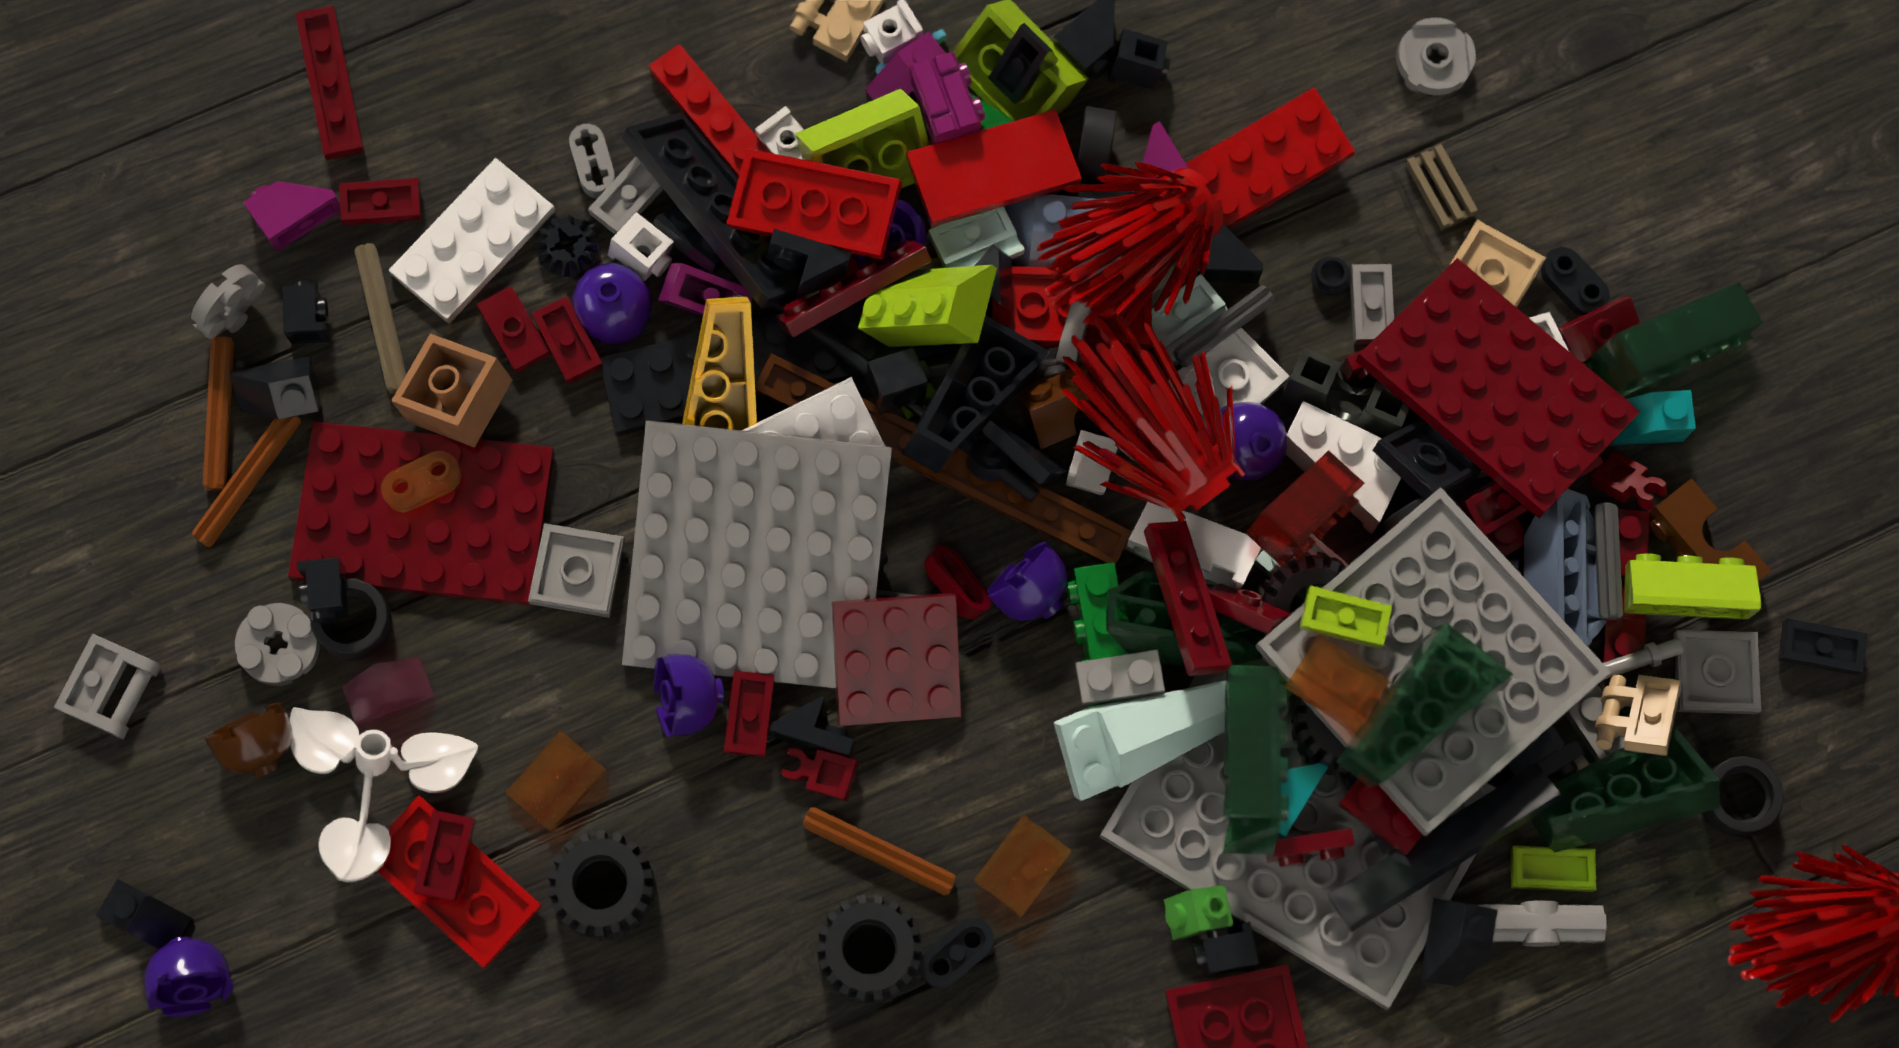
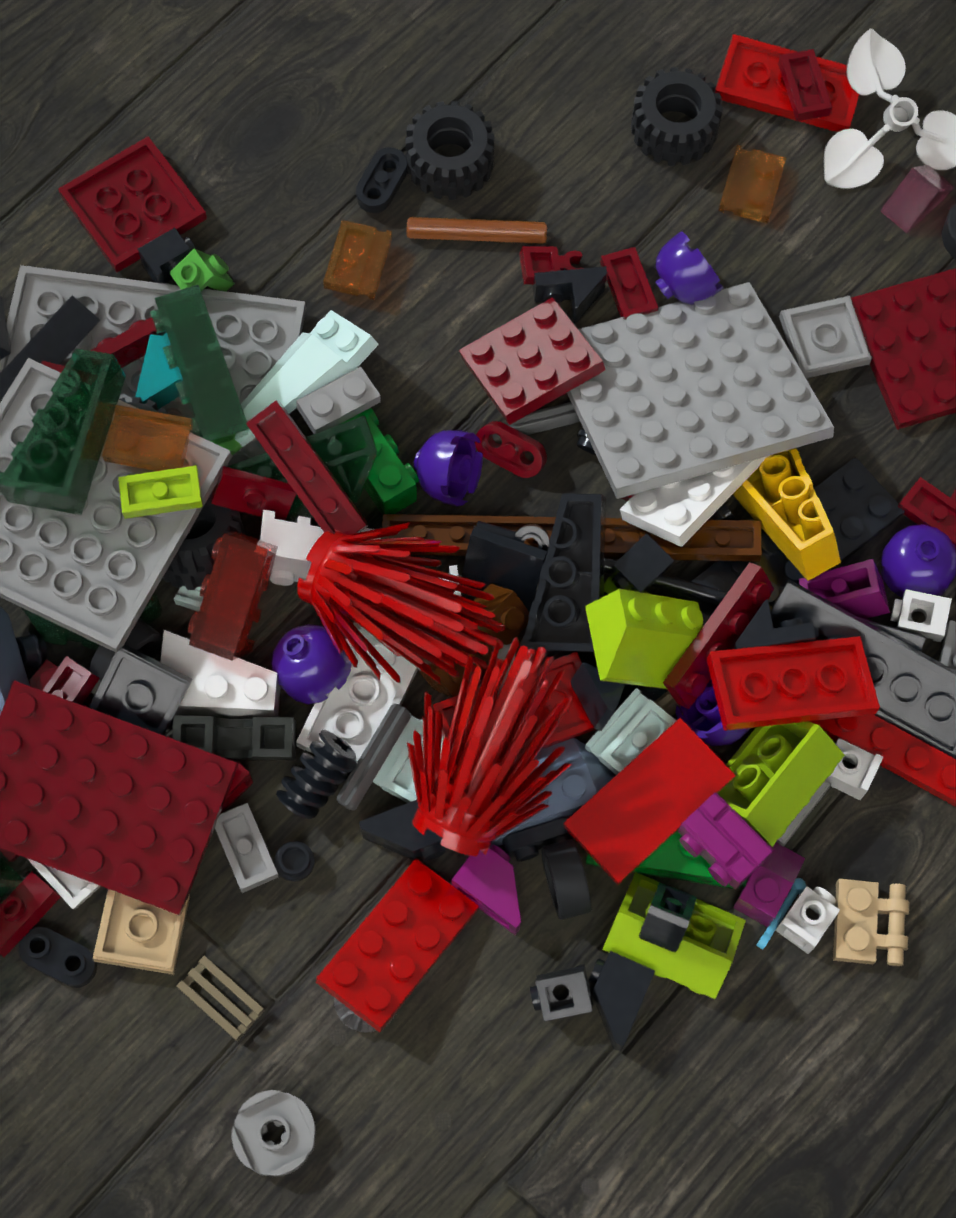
camera: 160 degrees right, 5 degrees down
(1284, 329) = (319, 777): none -> black piece

